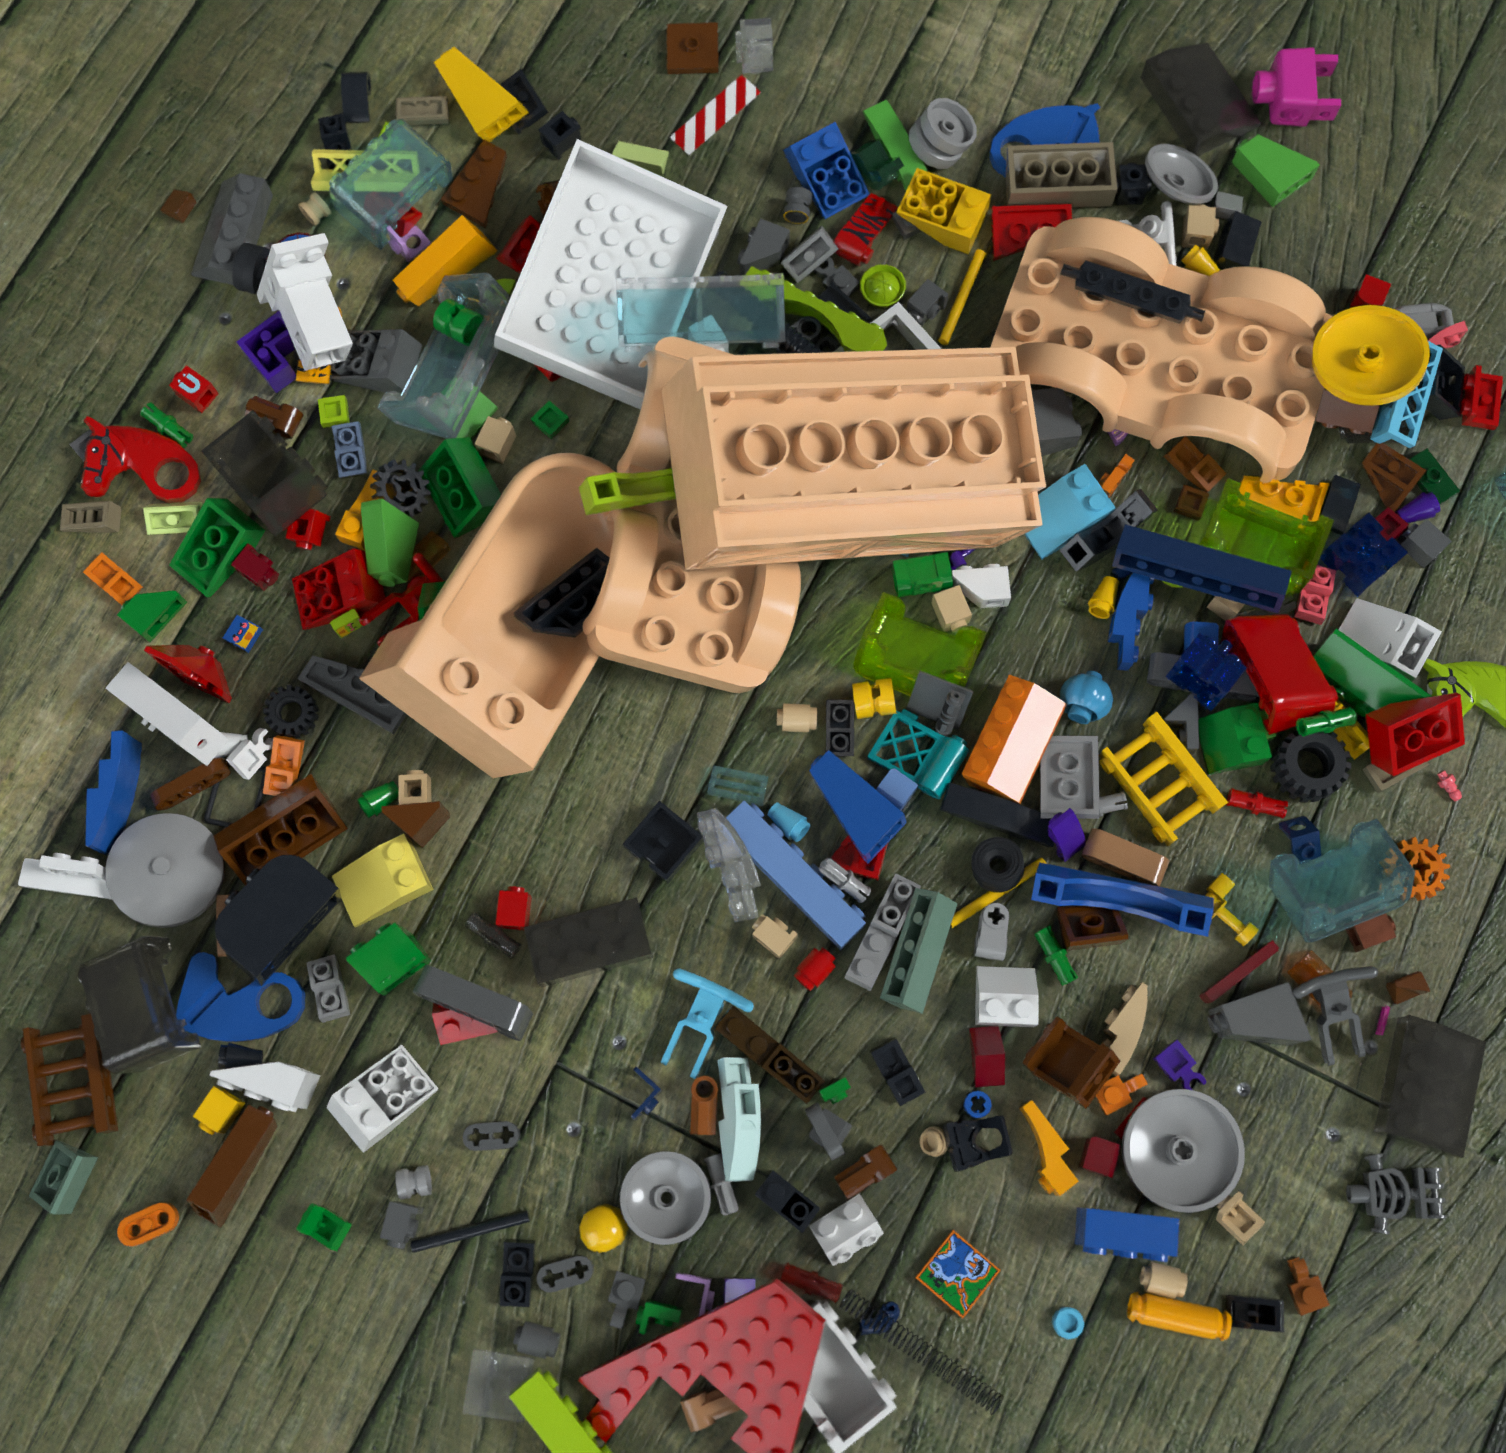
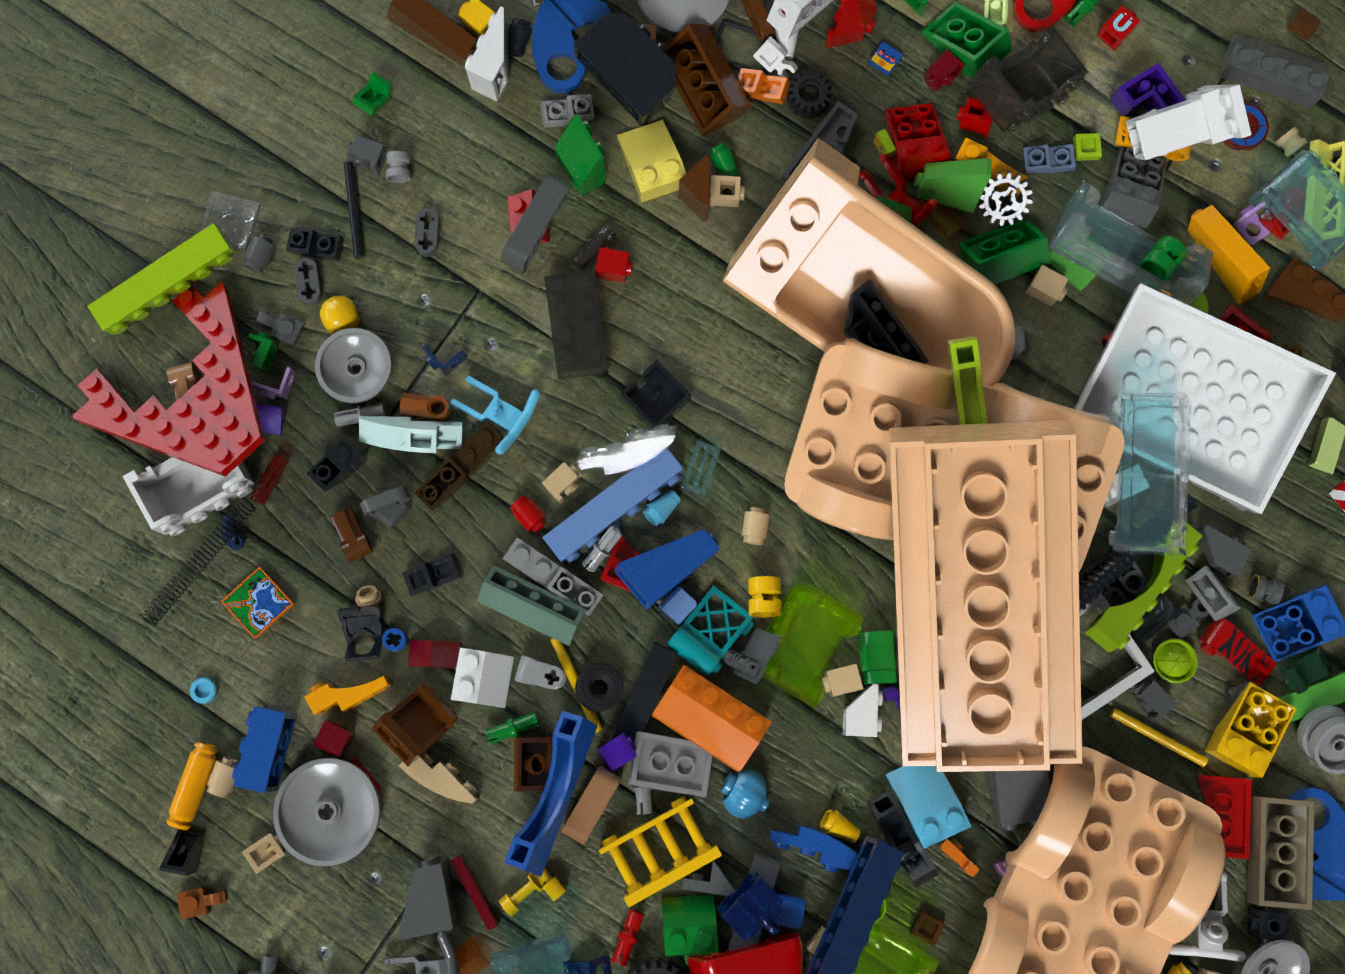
camera: 90 degrees right, 5 degrees up
(249, 267) = (1235, 74): black tyre -> none
(283, 417) = (1084, 99): reddish brown piece -> none
(381, 1098) = (470, 147): white slope -> none
(550, 420) = (1062, 336): green plate -> none
(835, 1092) = (421, 518): green plate -> none
(840, 727) = (742, 564): black slope -> none
(846, 1230) = (306, 513): white bracket -> none
(1116, 1093) = (386, 763): orange plate -> none
(1133, 292) = (1140, 898): black plate -> none
(1177, 1064) = (403, 821): dark purple plate -> none
(1194, 466) = (963, 938): dark orange slope -> none

